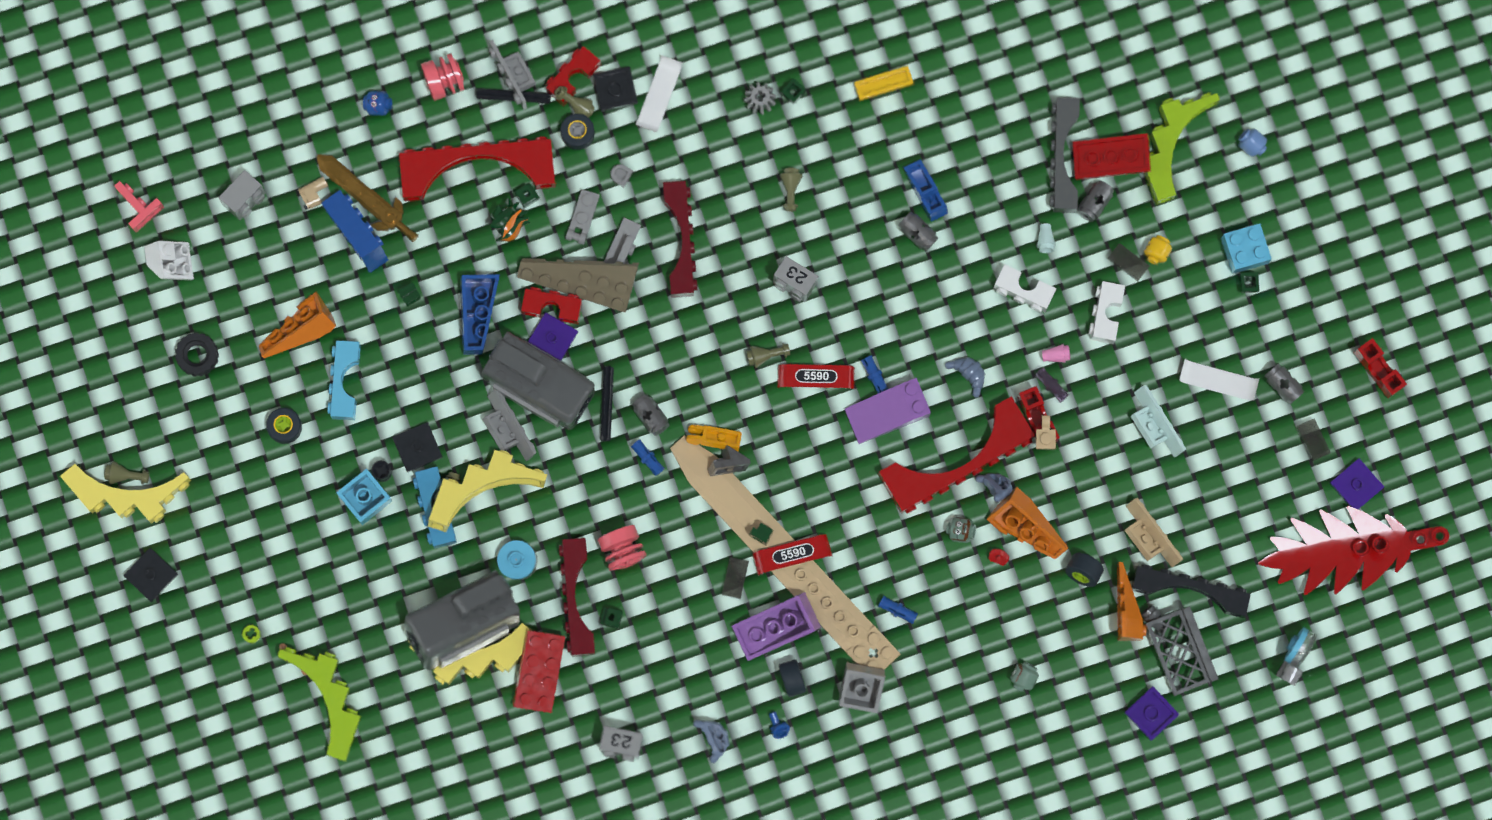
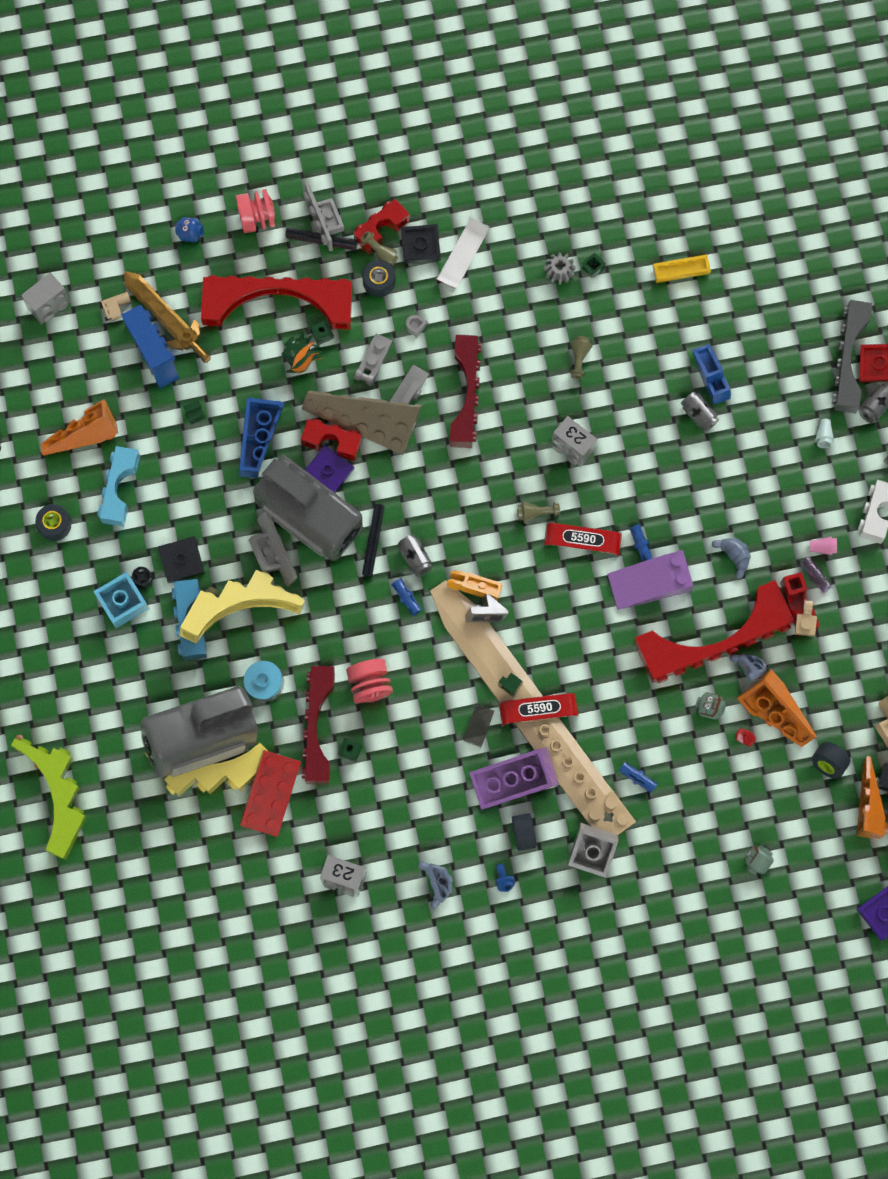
camera: 10 degrees right, 5 degrees down
(1009, 285) = (809, 489): white arch -> none

